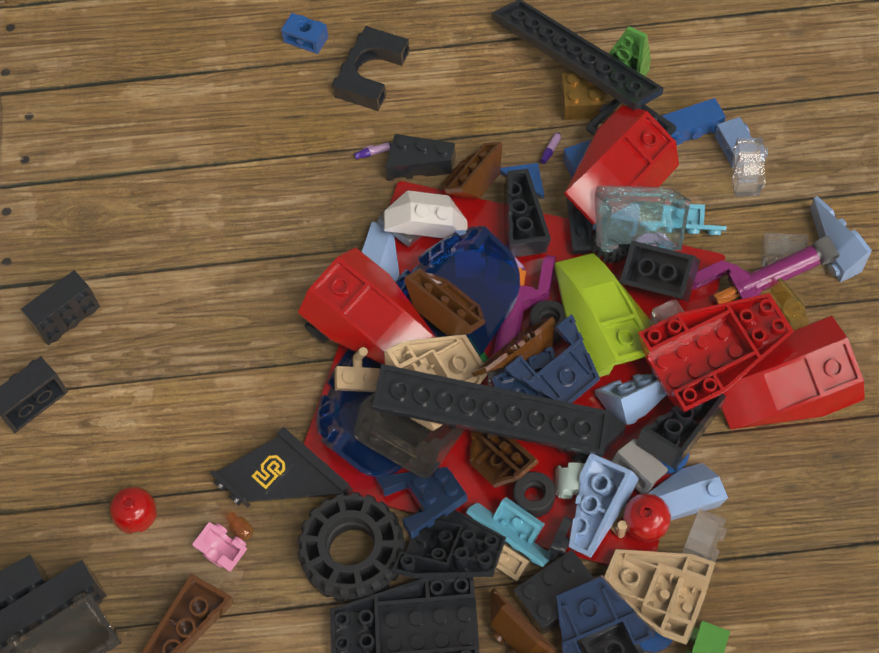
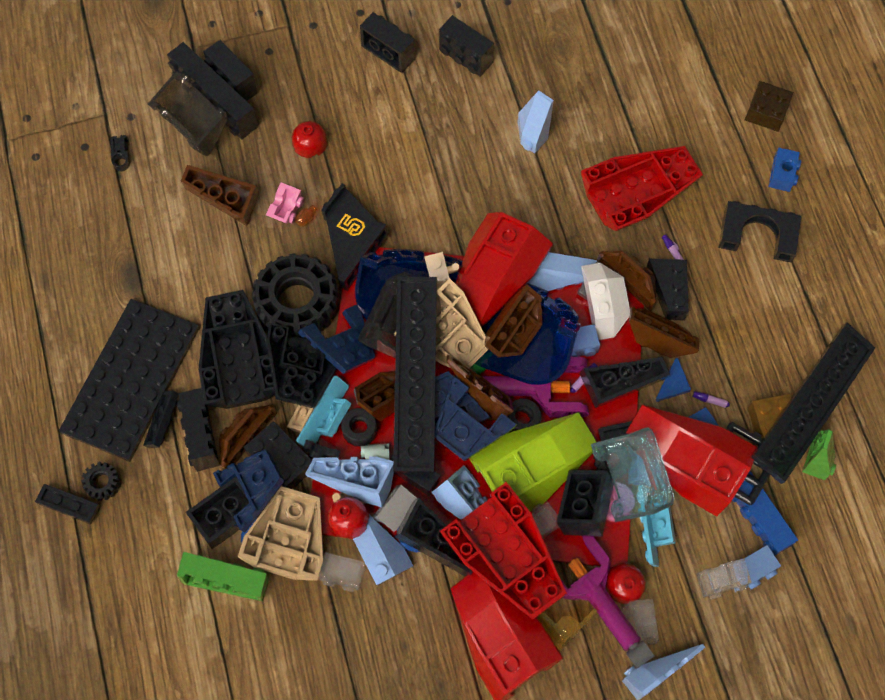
camera: 75 degrees right, 5 degrees up
(188, 249) = (535, 122): none -> light blue wedge
(226, 31) = (769, 106): none -> dark brown brick
(293, 166) = (638, 184): none -> red wedge
(414, 177) = (638, 279): none -> reddish brown wedge
(745, 253) = (625, 583): none -> red cylinder

